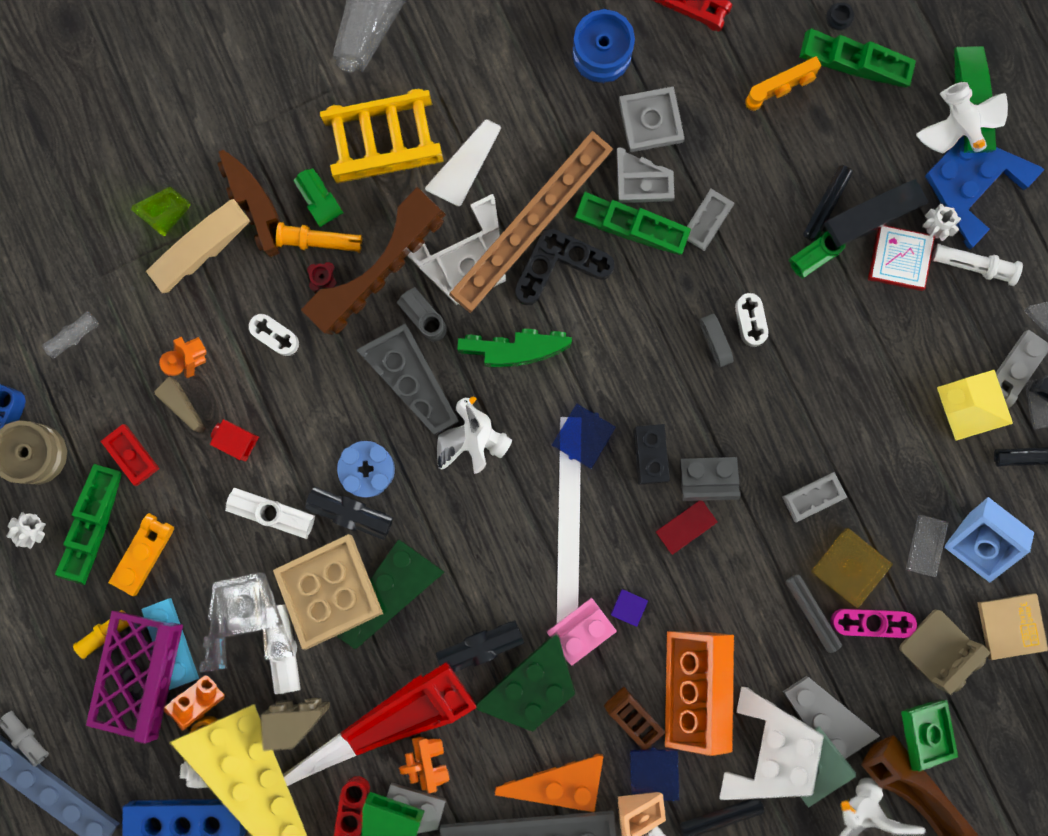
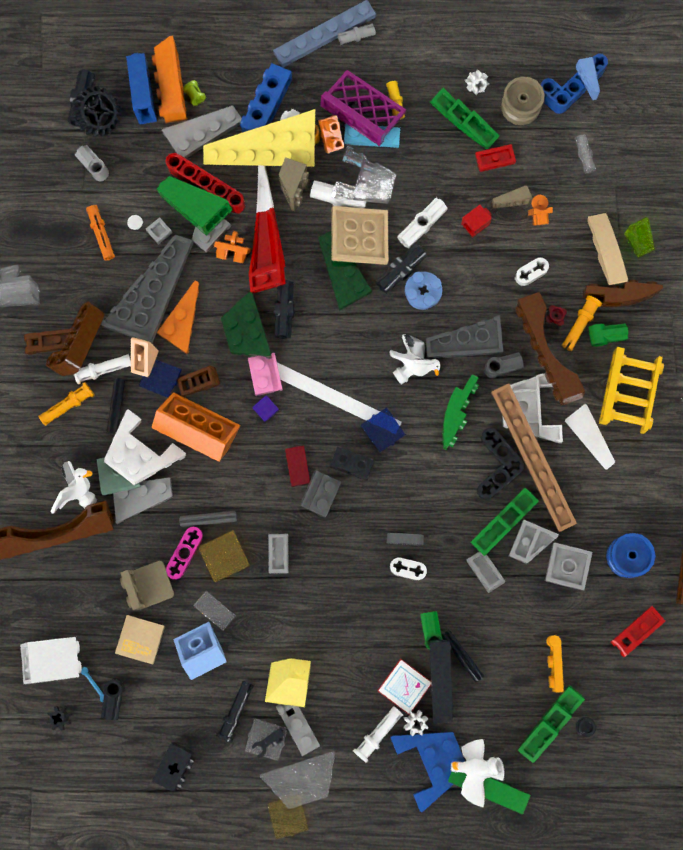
camera: 115 degrees right, 5 degrees down
(141, 555) = (432, 140): light orange plate -> none
(929, 734) = (102, 551): green plate -> none

